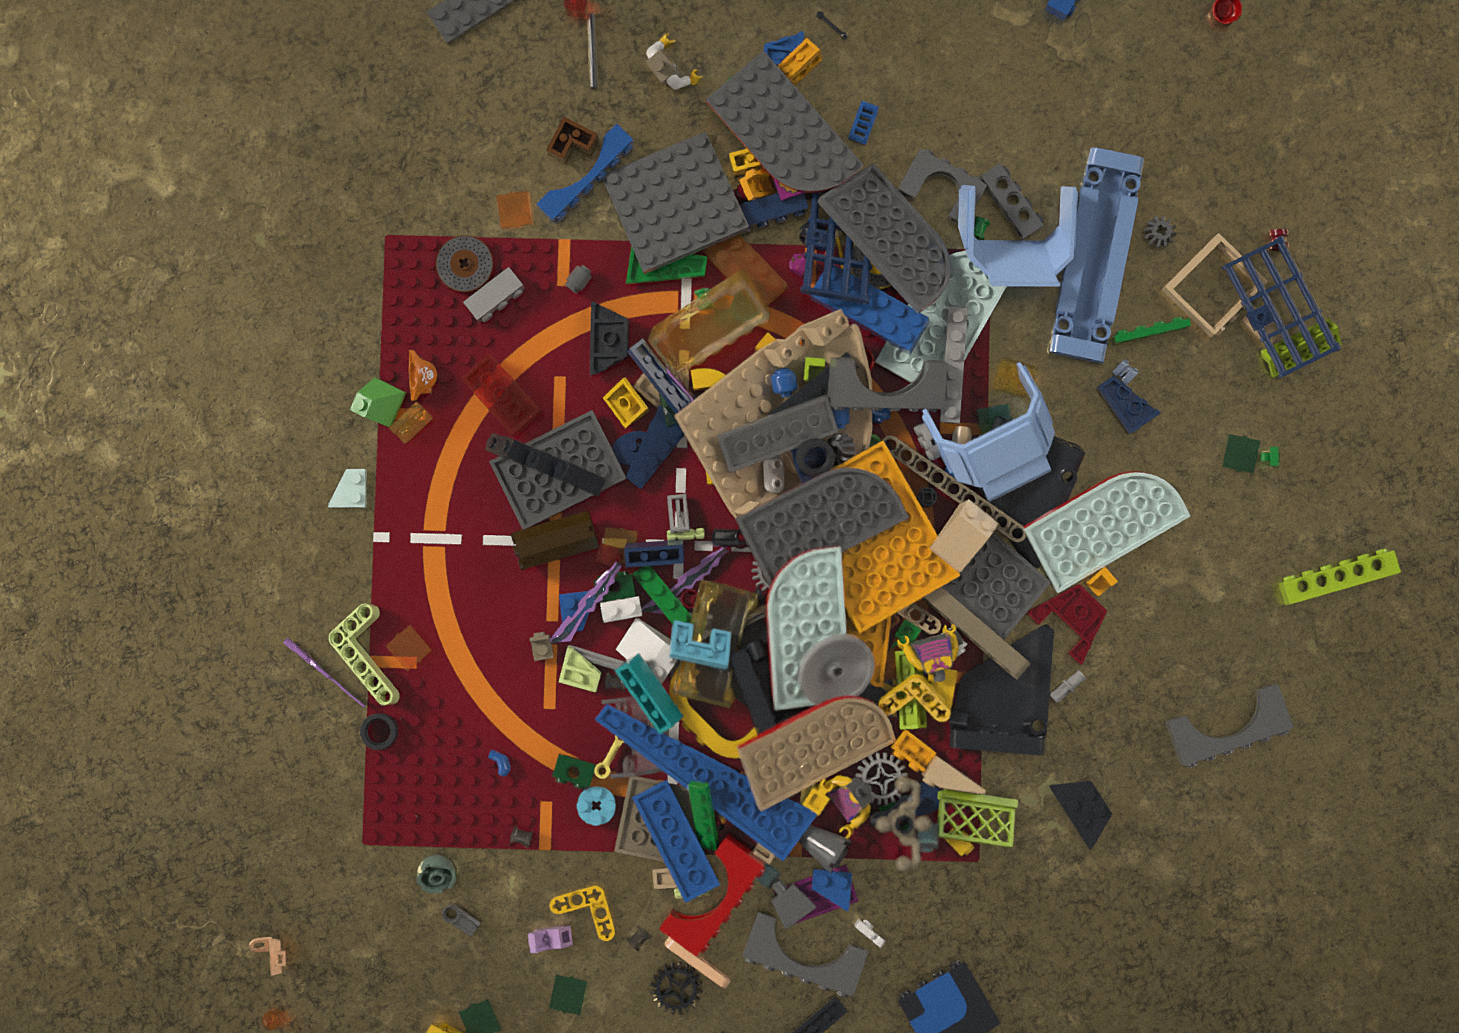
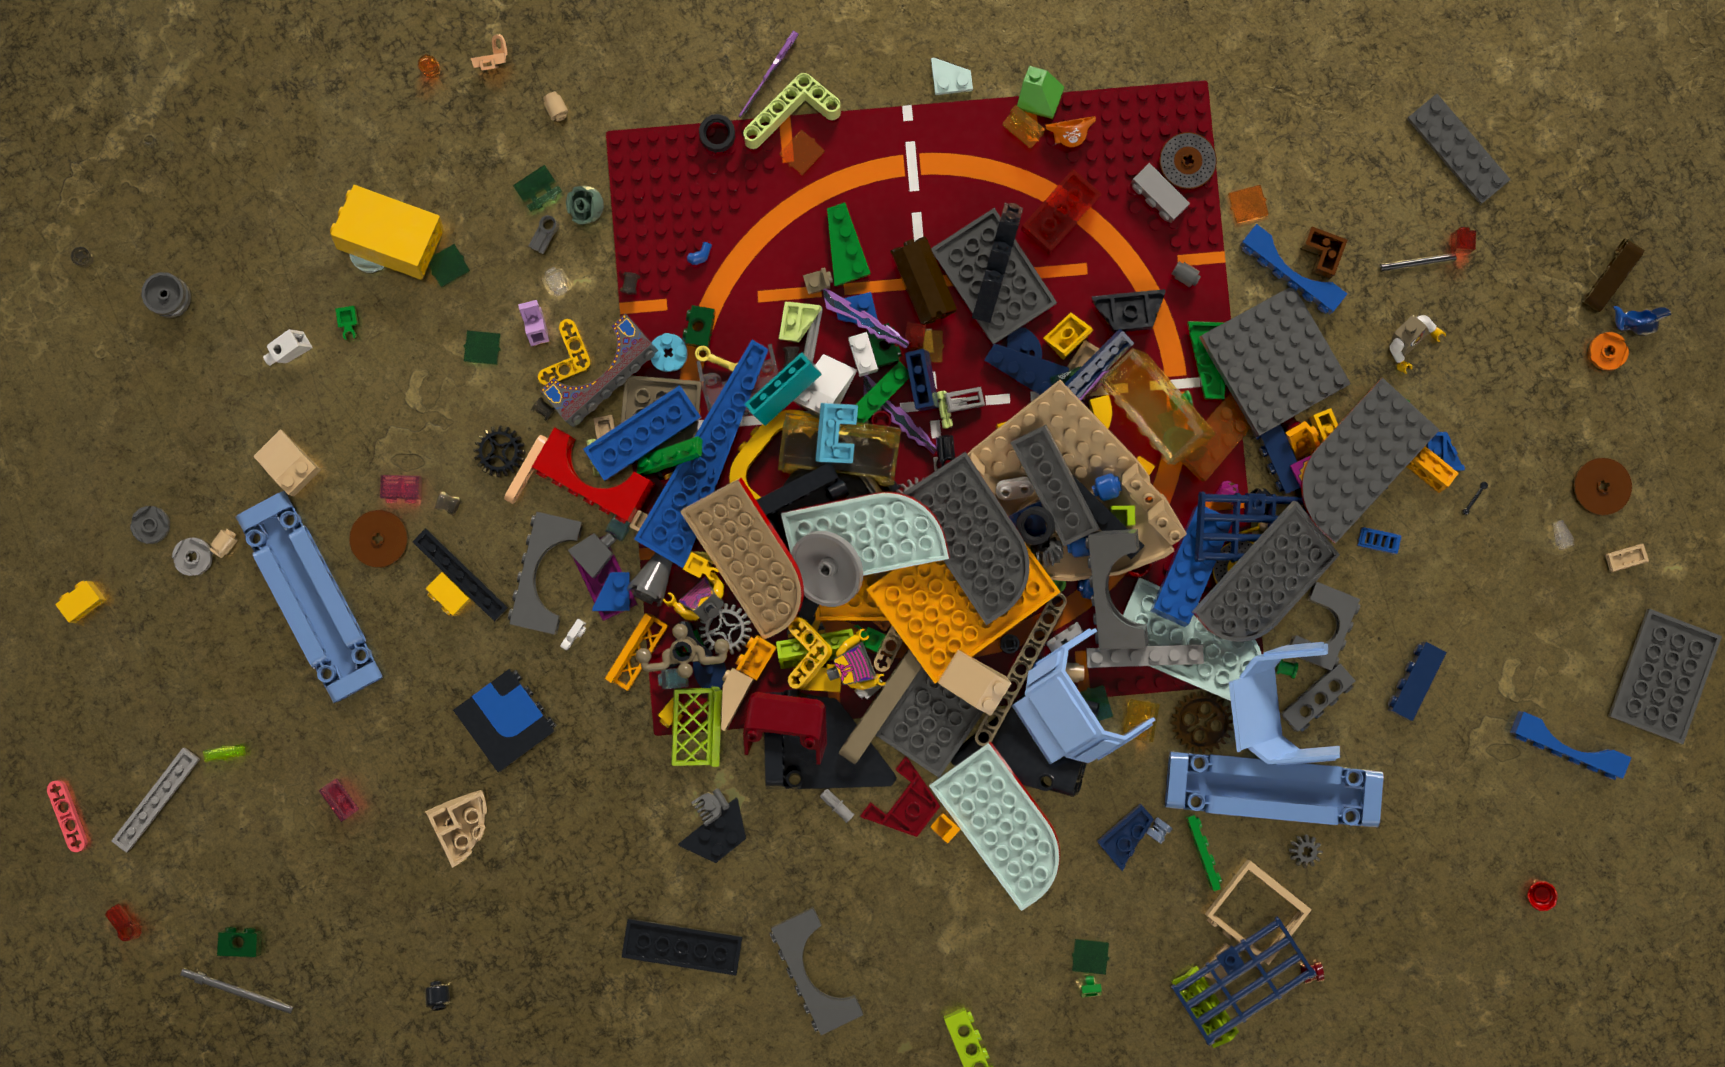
camera: 75 degrees right, 0 degrees up
(331, 893) = (555, 106): none -> tan brick
(407, 923) = (534, 184): none -> clear green plate
(510, 911) = (556, 281): none -> clear head
(513, 614) = (846, 250): none -> green wing
(593, 842) = (578, 401): none -> arch
(889, 875) = (631, 647): none -> light orange fence
(978, 727) = (786, 716): none -> dark red windscreen
(1005, 103) = (1416, 681): none -> dark blue brick
(1039, 310) = (1193, 707): none -> dark brown gear
(1054, 810) = (712, 804): none -> dark grey piece
(1191, 857) = (682, 946): none -> black plate

